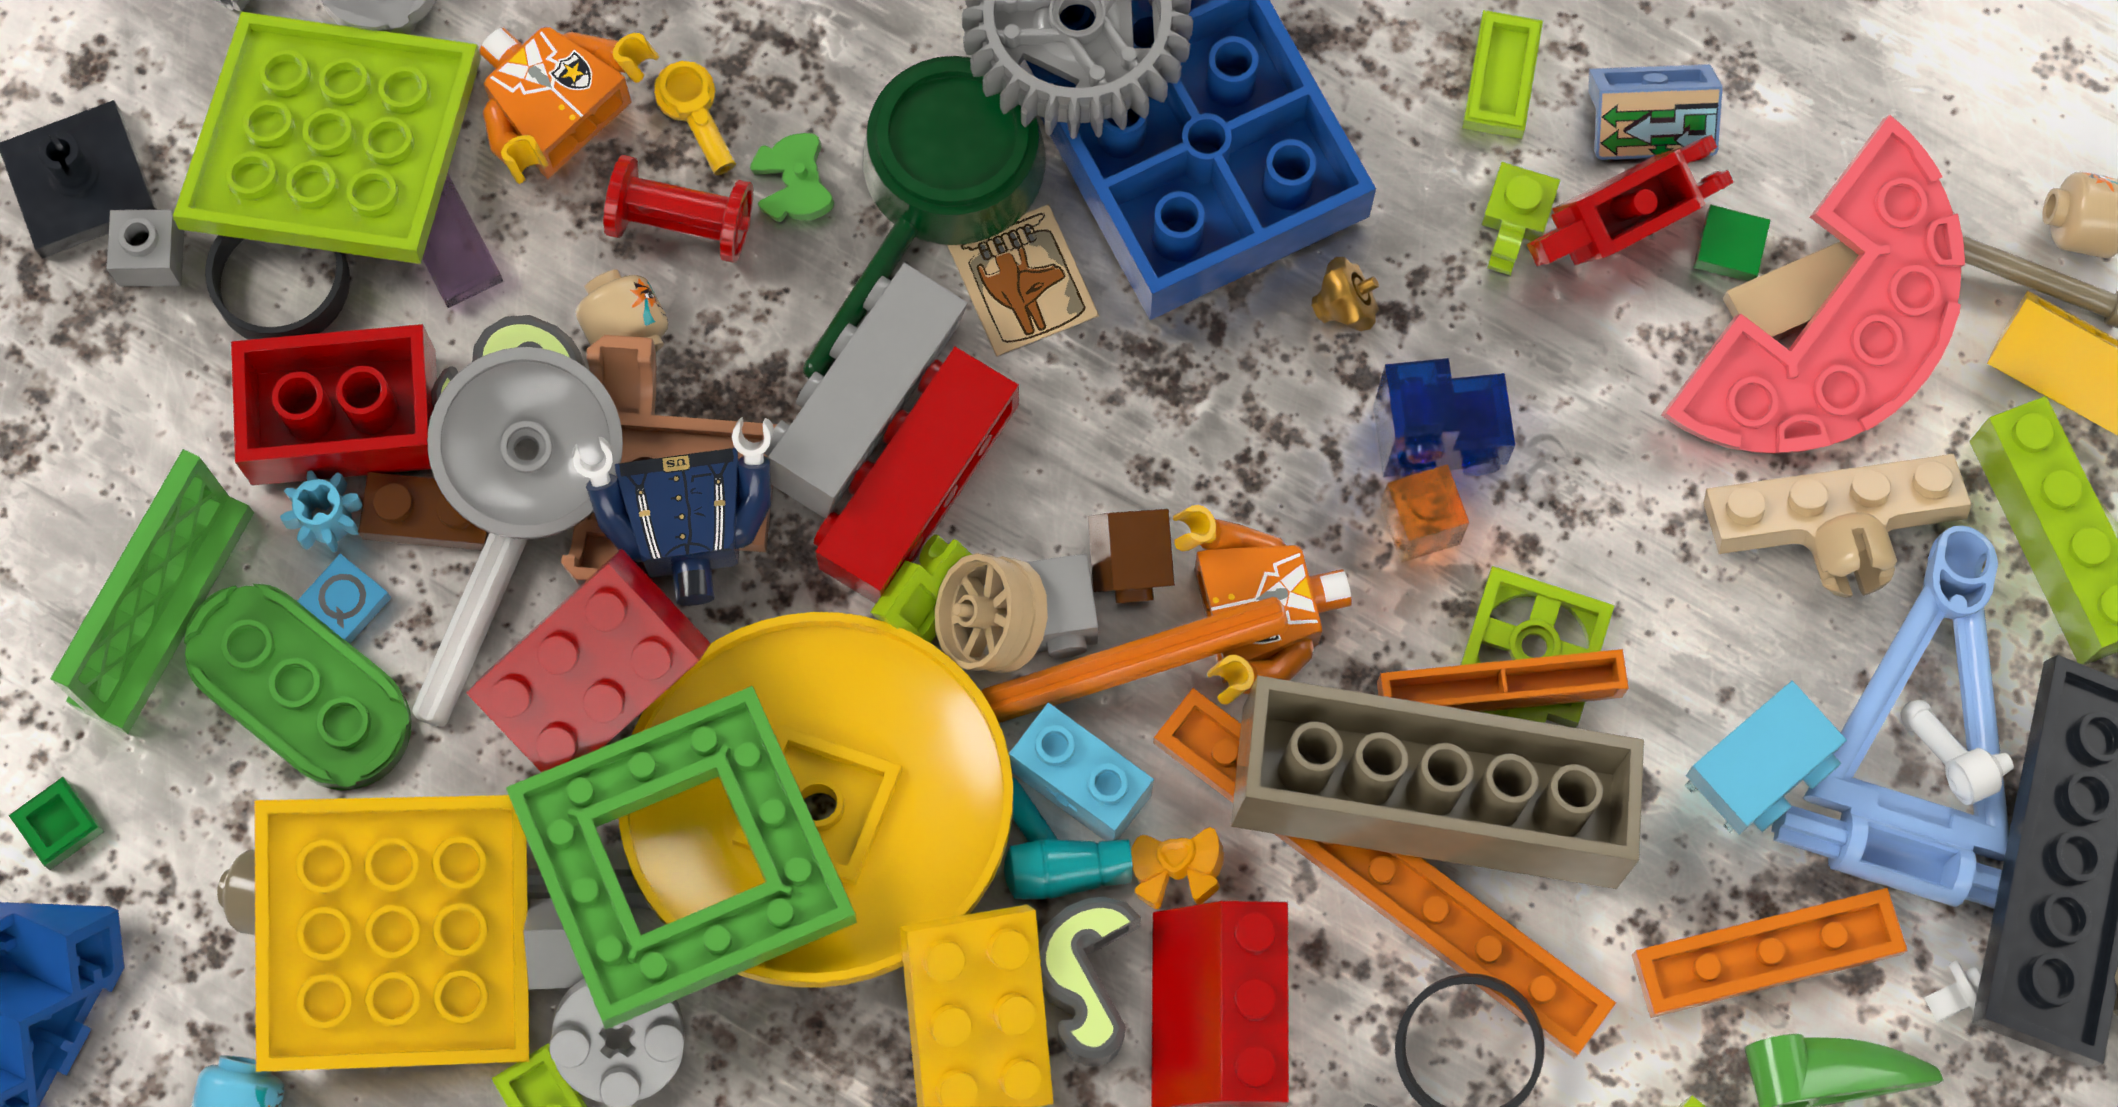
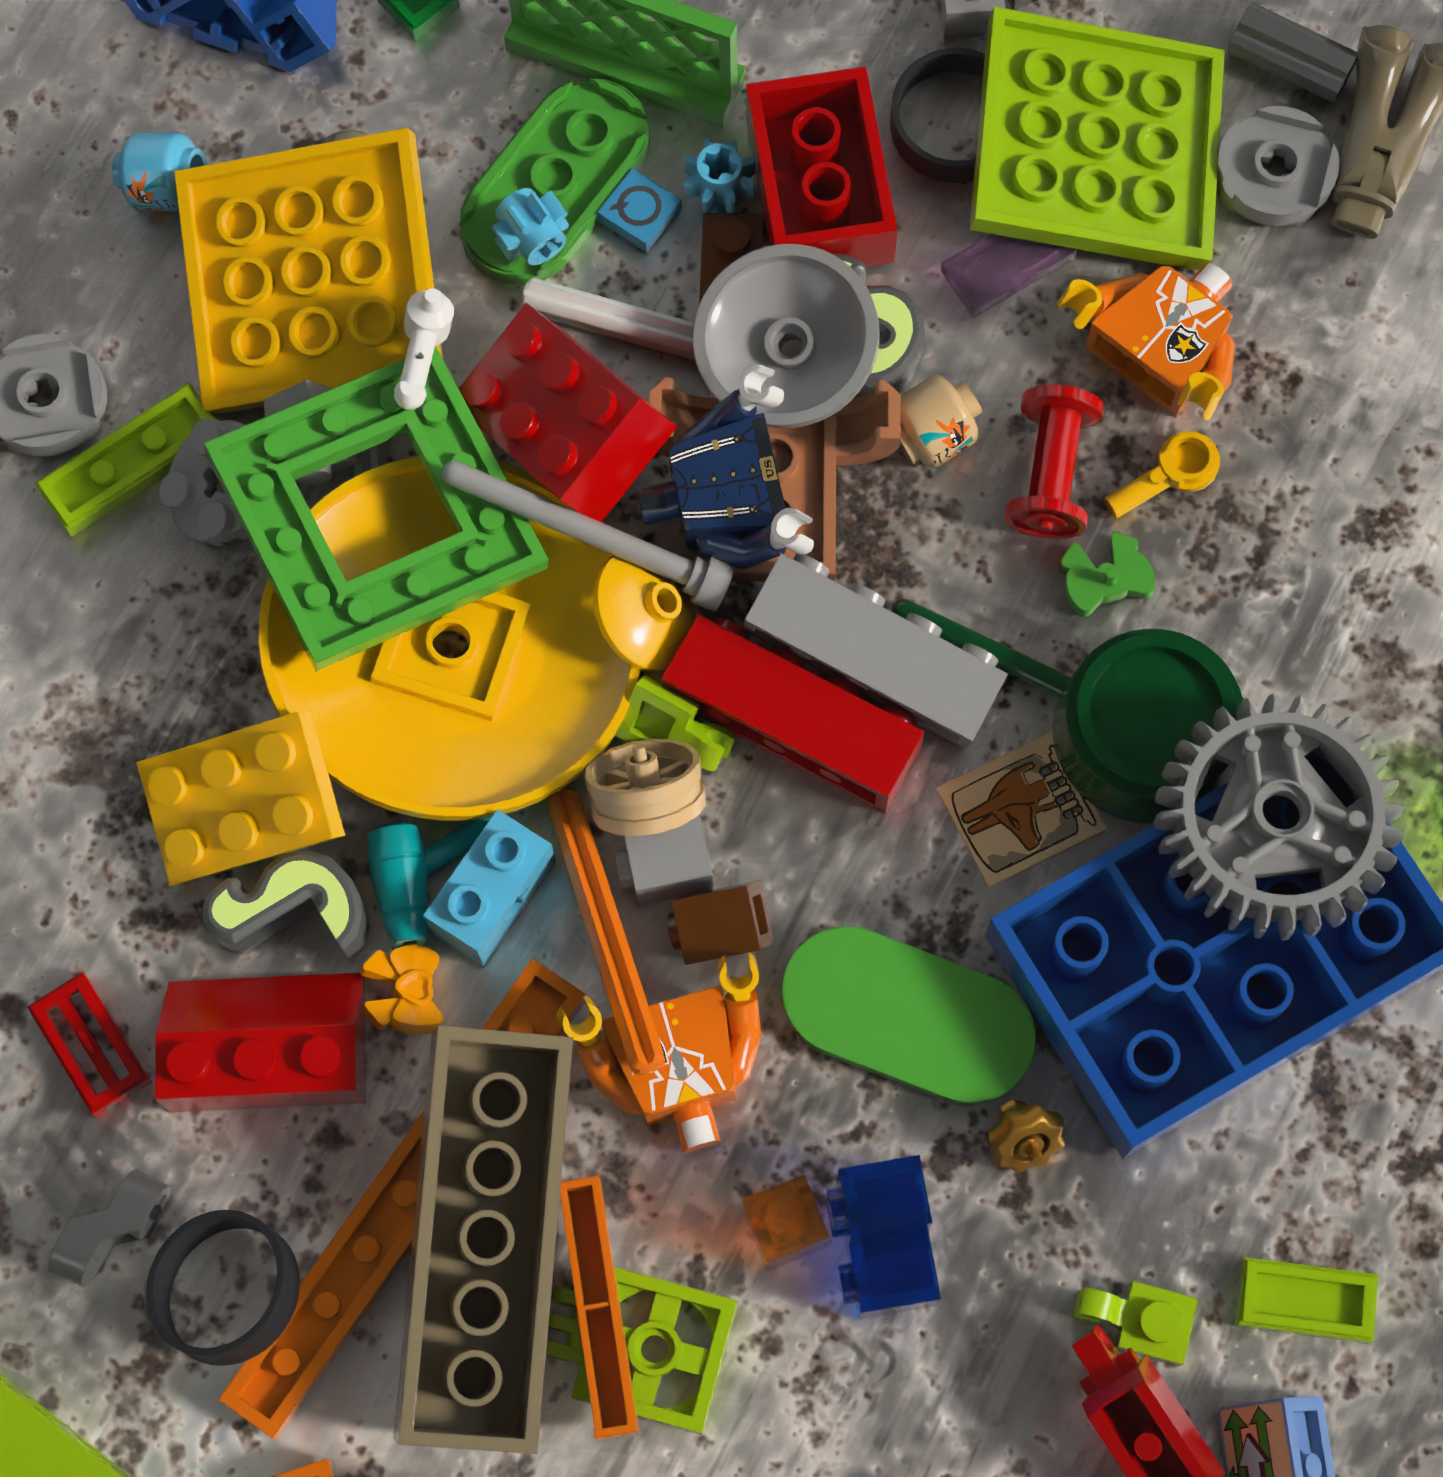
camera: 90 degrees right, 0 degrees up
(364, 698) = (530, 226): none -> medium azure gear
(480, 795) = (426, 325): none -> white piece
(776, 546) = (700, 578): none -> light grey piece
(799, 608) = (641, 614): none -> yellow dish
(1224, 395) = (908, 1015): none -> bright green tile

